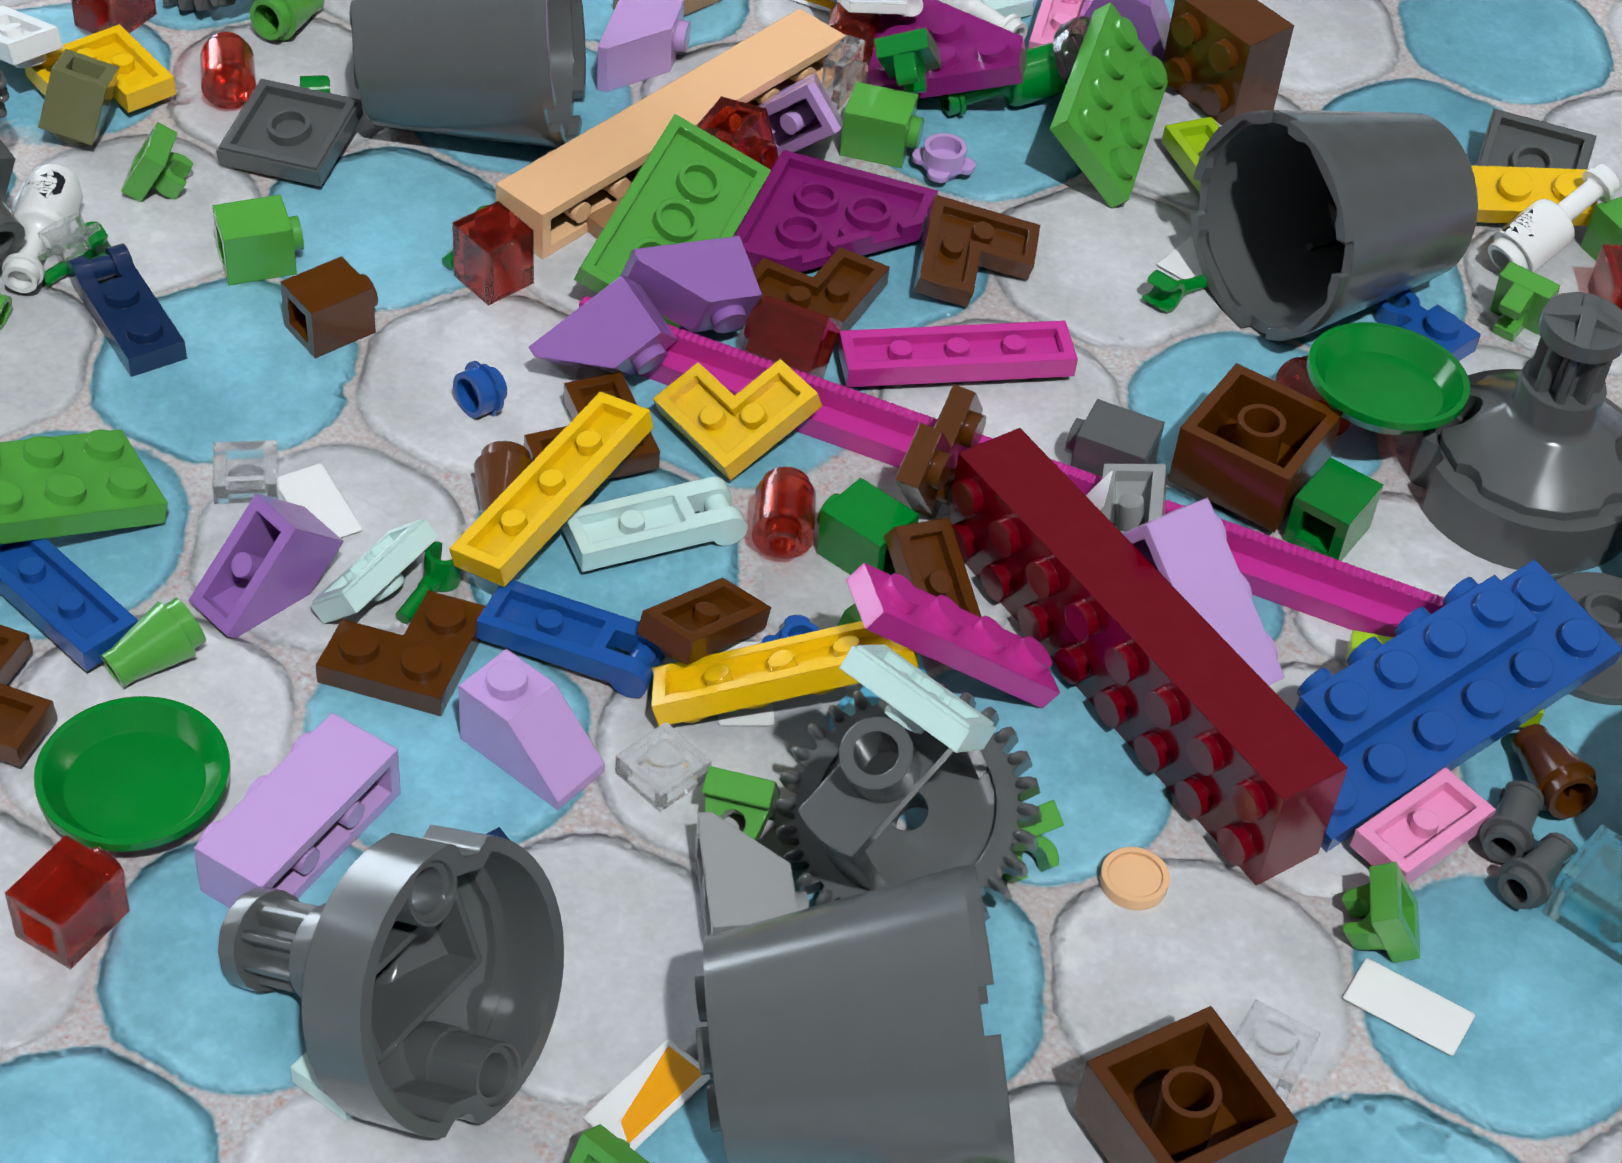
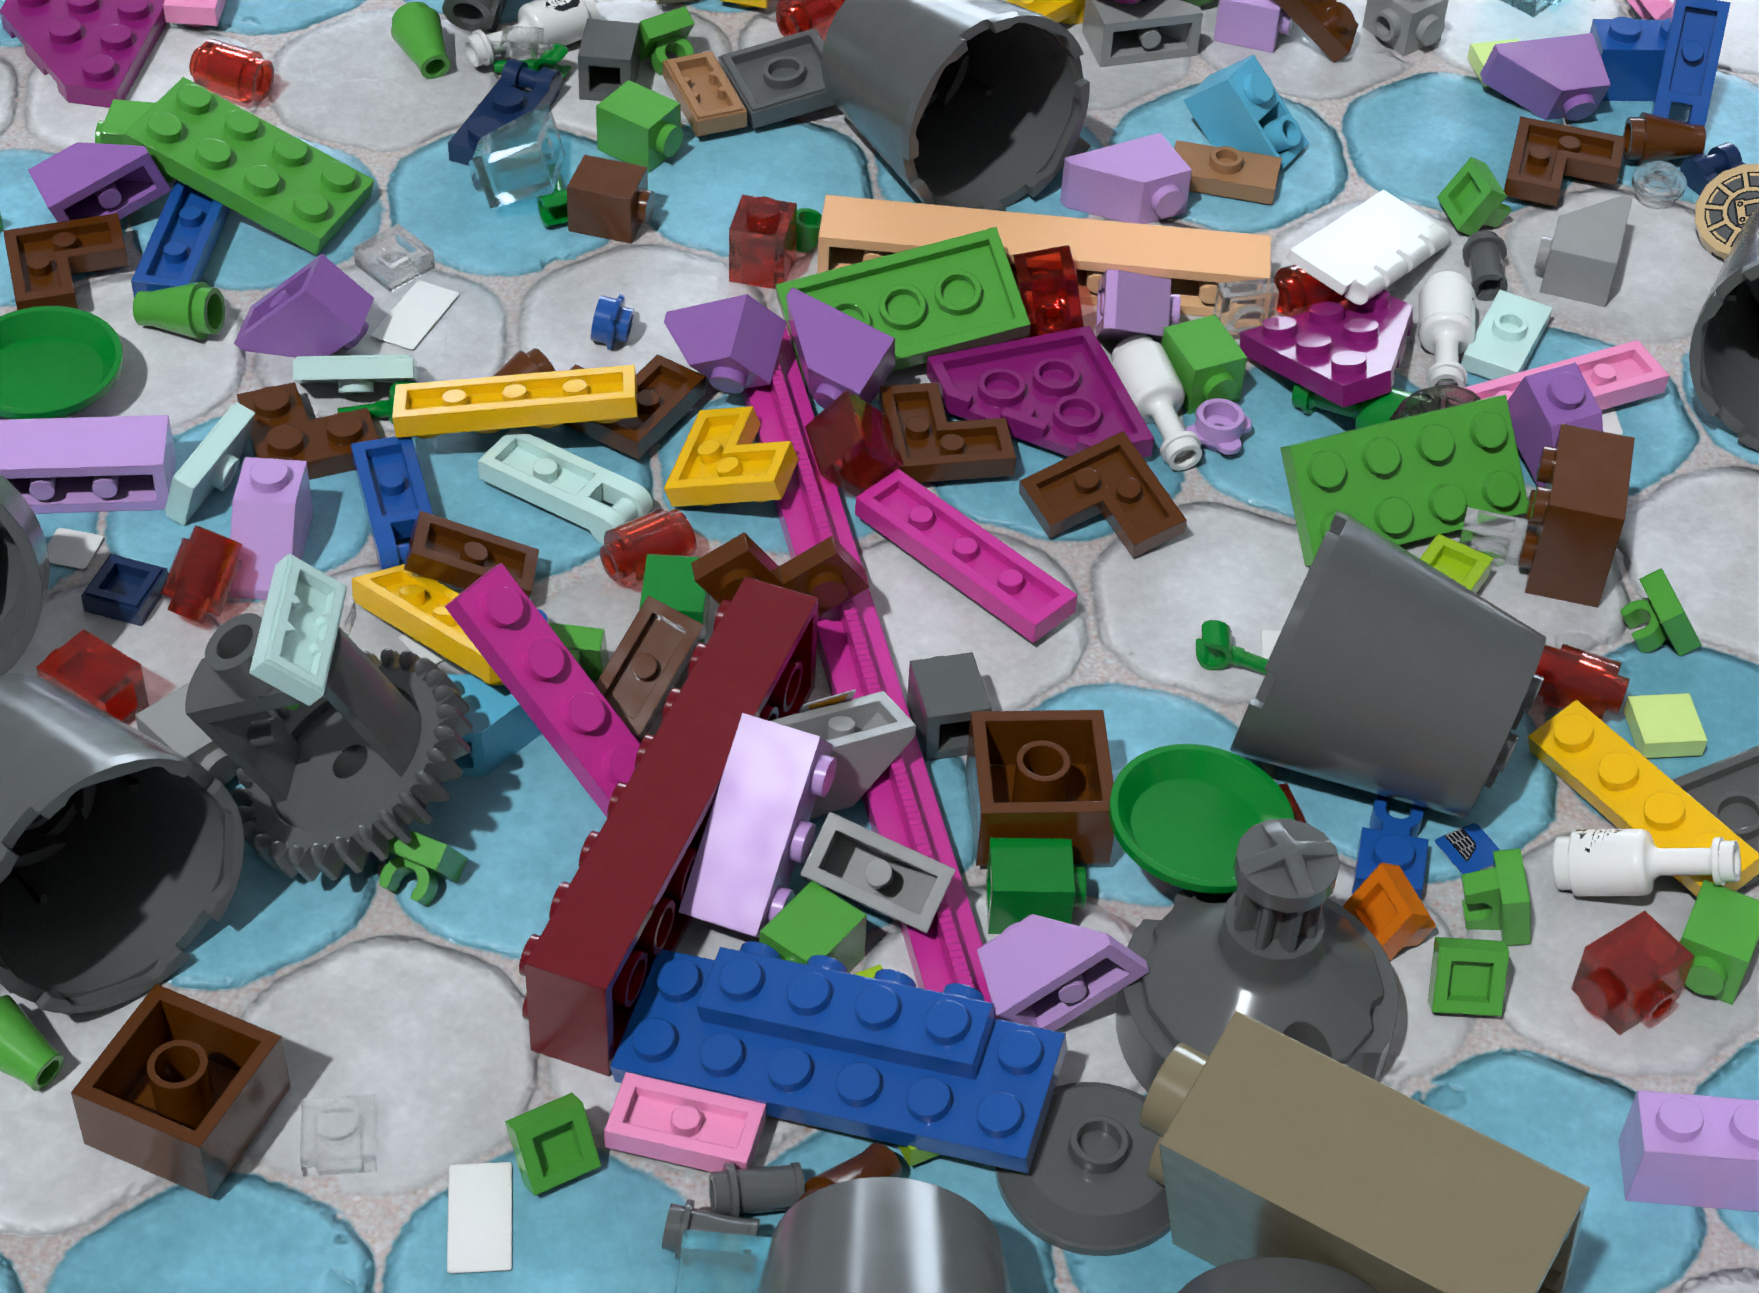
camera: 55 degrees right, 0 degrees up
(145, 209) = (607, 57): none -> dark grey brick
(225, 324) = (519, 159): none -> clear light blue slope
(237, 177) = (704, 93): none -> medium nougat plate
(285, 343) = (553, 206): none -> green hand
(400, 719) = (210, 465): none -> light aqua plate
(555, 800) = (202, 574): none -> clear red brick
(616, 951) = (98, 675): none -> clear red brick
(887, 158) = (1158, 396): none -> white piece
(908, 58) = (1267, 319): green tile -> none
(1134, 878) = (460, 963): light nougat piece -> none
(1190, 103) = (1494, 535): none -> clear plate
(1293, 569) = (877, 873): none -> light grey slope
(1304, 645) = (817, 925): none -> bright green brick
(1327, 79) = (1664, 617): none -> bright green tile
(1442, 537) = (1054, 971): none -> lavender slope
(1447, 295) = (1468, 848): none -> blue sticker
(1494, 350) = (1391, 909): none -> orange tile

